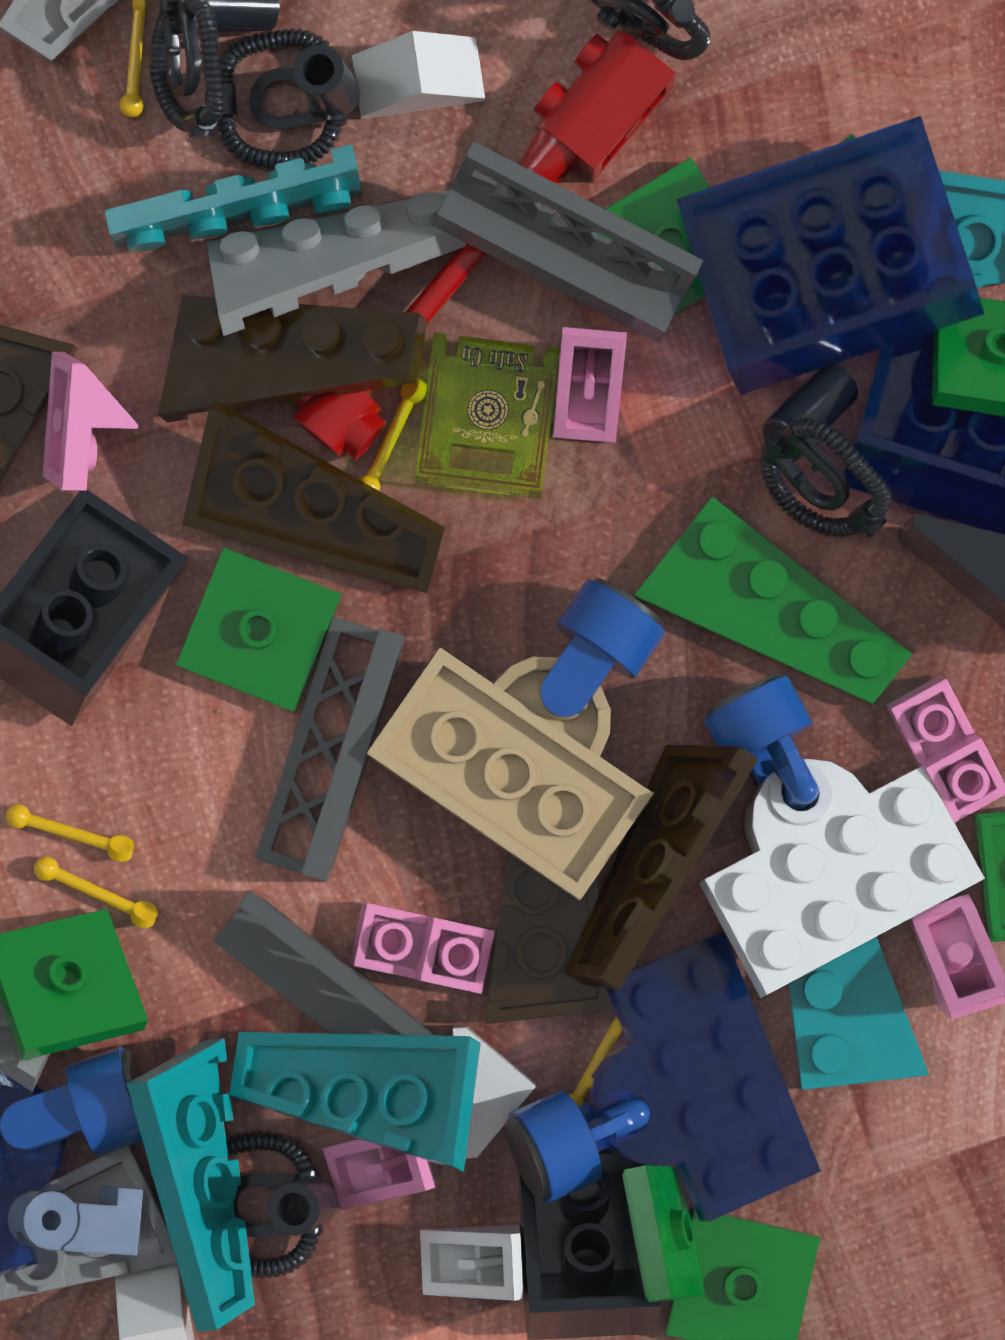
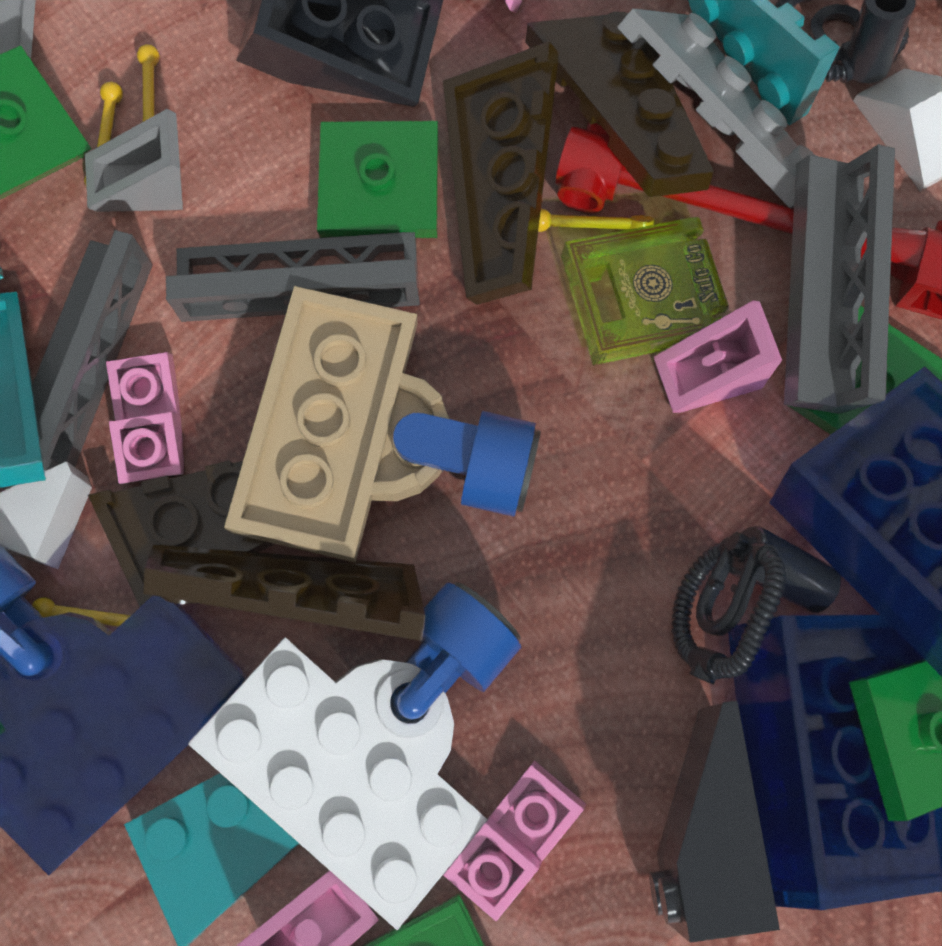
camera: 75 degrees right, 10 degrees down
(161, 867) = (137, 169): none -> light grey slope
(755, 595) = (585, 603): green wing -> none

